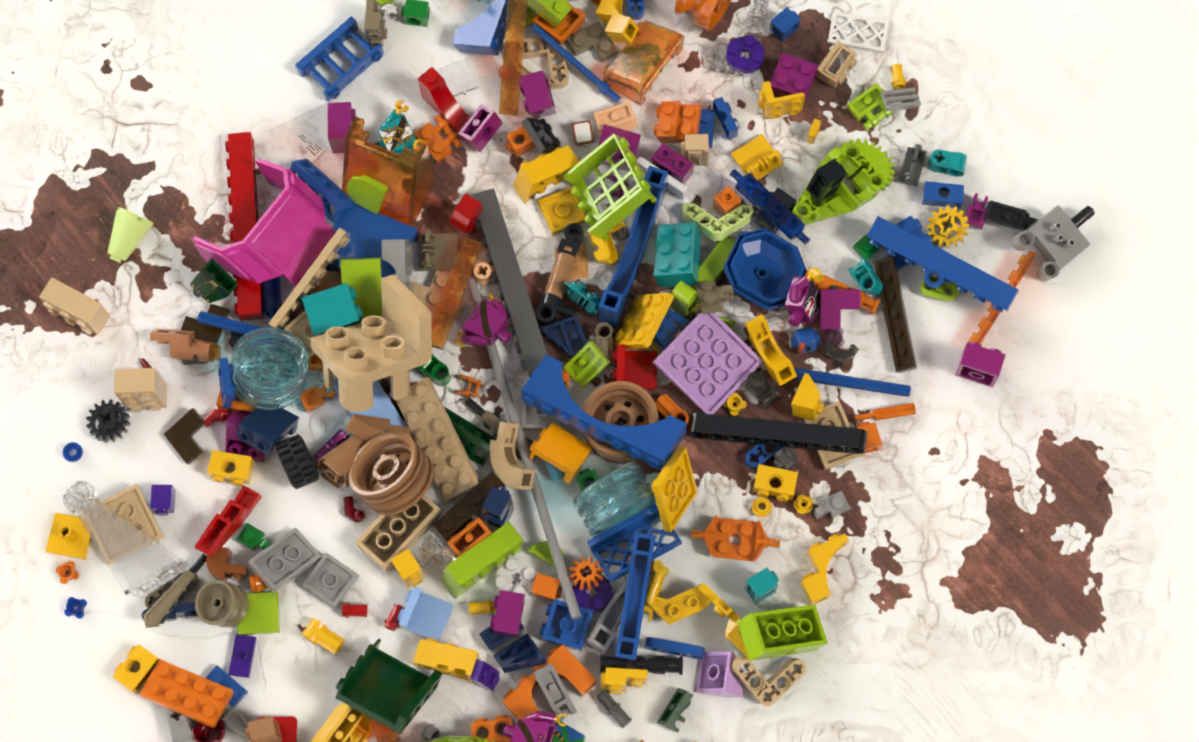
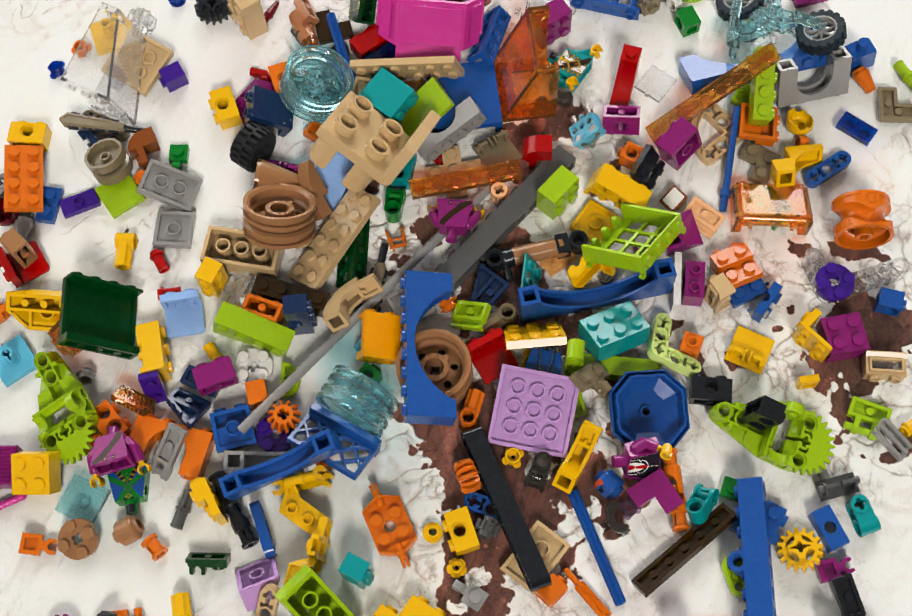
camera: 60 degrees right, 5 degrees down
(181, 435) = (230, 62): dark brown tile -> none
(228, 389) = (277, 61): blue plate -> none
(228, 522) = (181, 130): red slope -> none
(352, 512) = (238, 215): dark red arm -> none
(367, 192) = (504, 65): lime tile -> none
(436, 145) = (588, 93): orange plate -> none
(475, 168) = (586, 130): none -> medium azure piece
(487, 699) = (133, 400): none -> clear orange panel
(519, 222) = (557, 192): none -> lime brick
(674, 488) = (396, 444): yellow plate -> none
(731, 449) = (467, 476): none -> orange gear
(770, 206) = (708, 382): clear blue plate -> none
(807, 400) = (552, 514): yellow slope -> none

